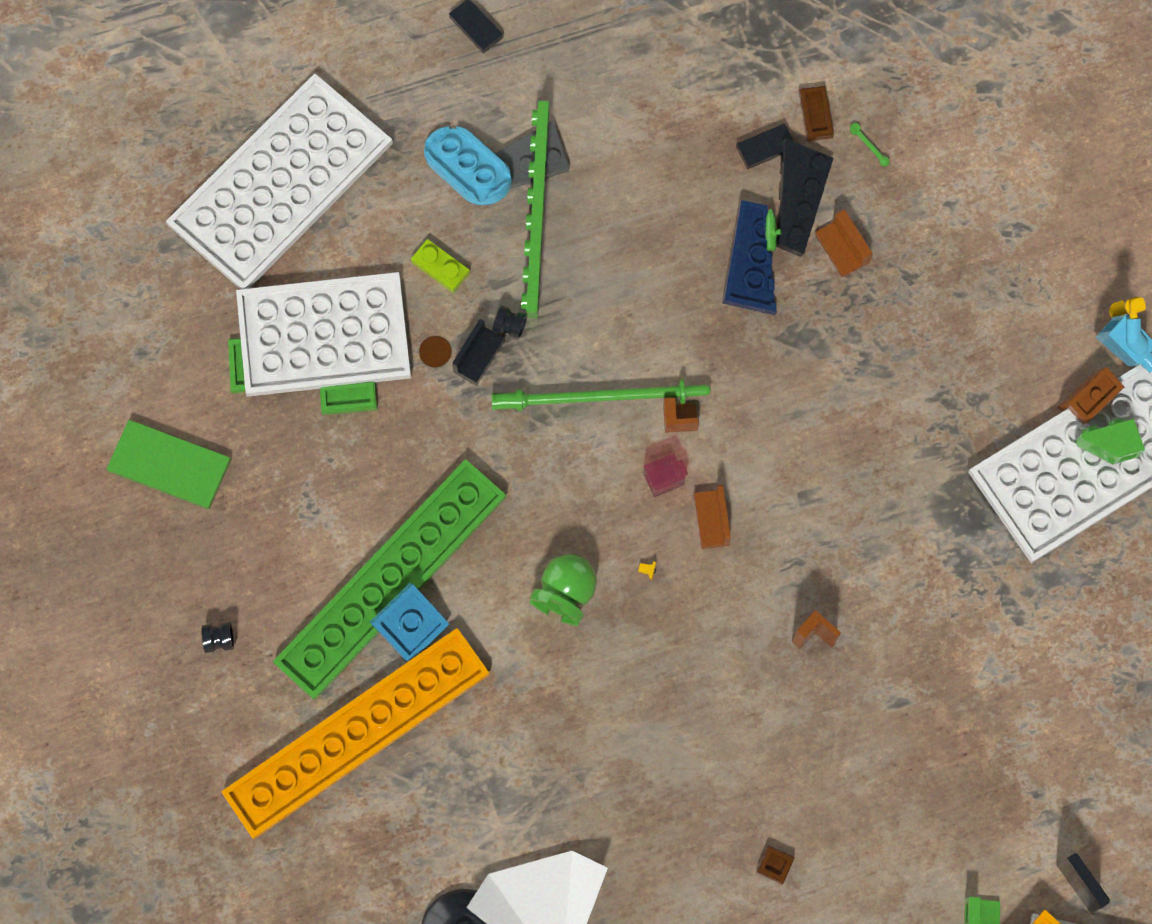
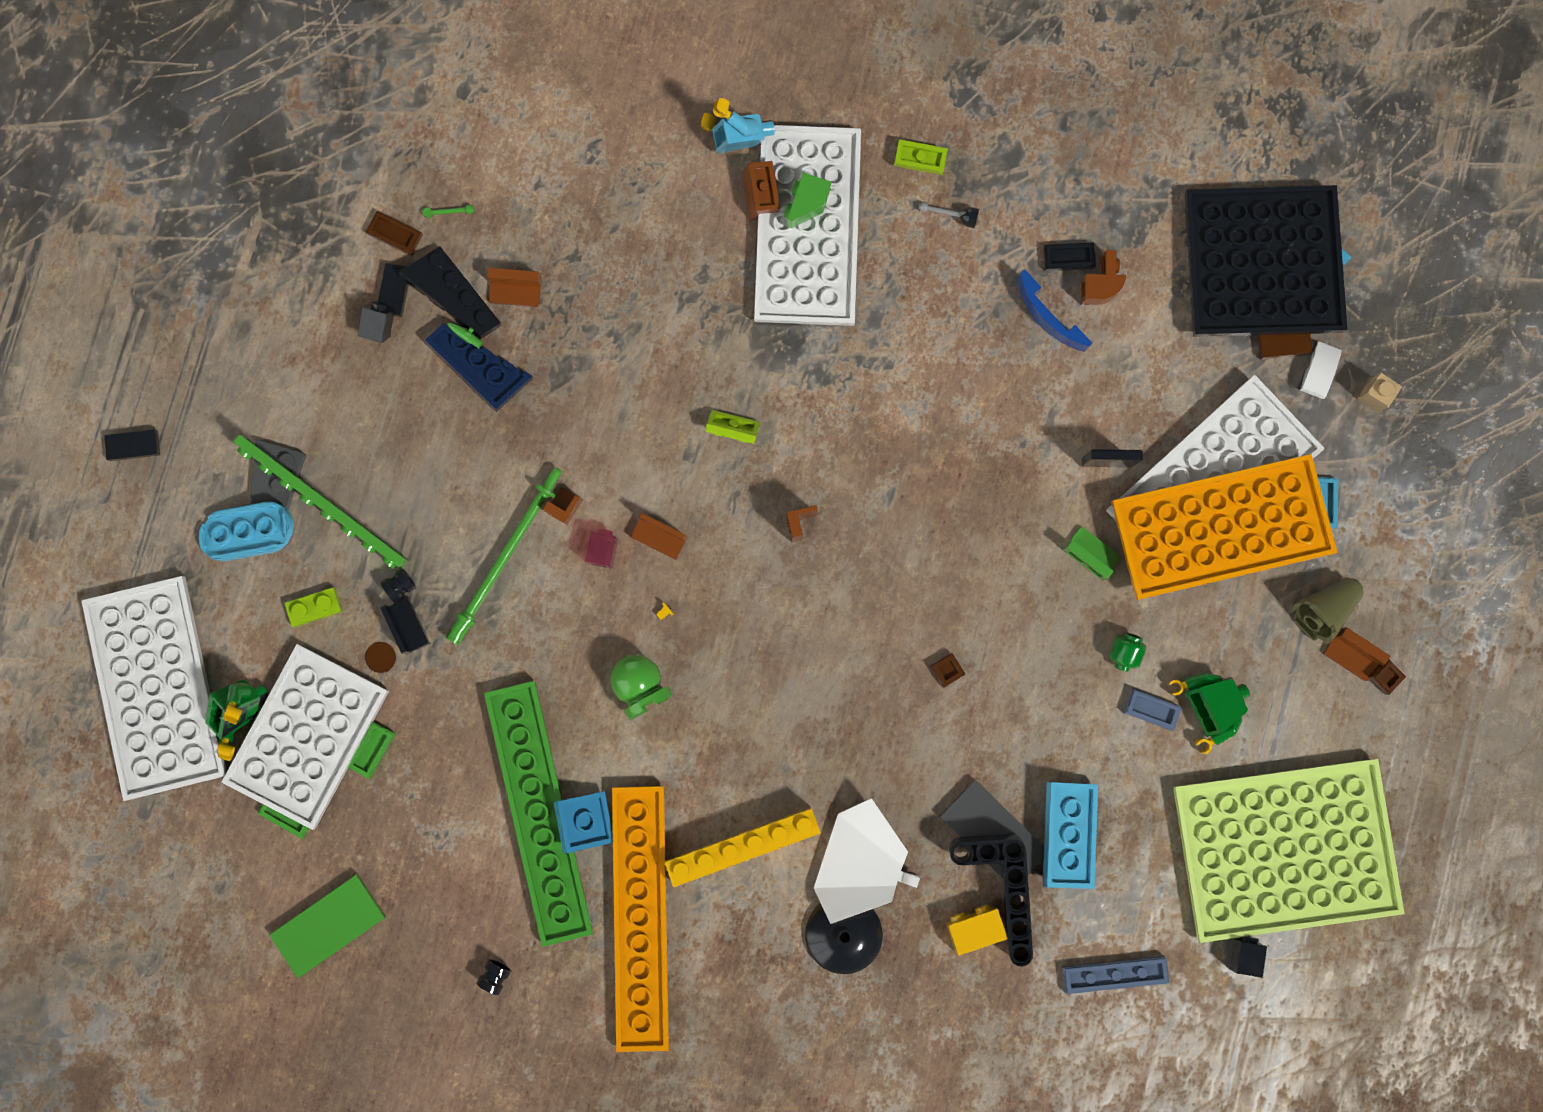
camera: 60 degrees left, 10 degrees up
(304, 255) = (232, 709): none -> green torso
(483, 781) = (742, 847): none -> yellow brick
(727, 149) = (376, 321): none -> black brick
(858, 516) = (732, 427): none -> lime plate

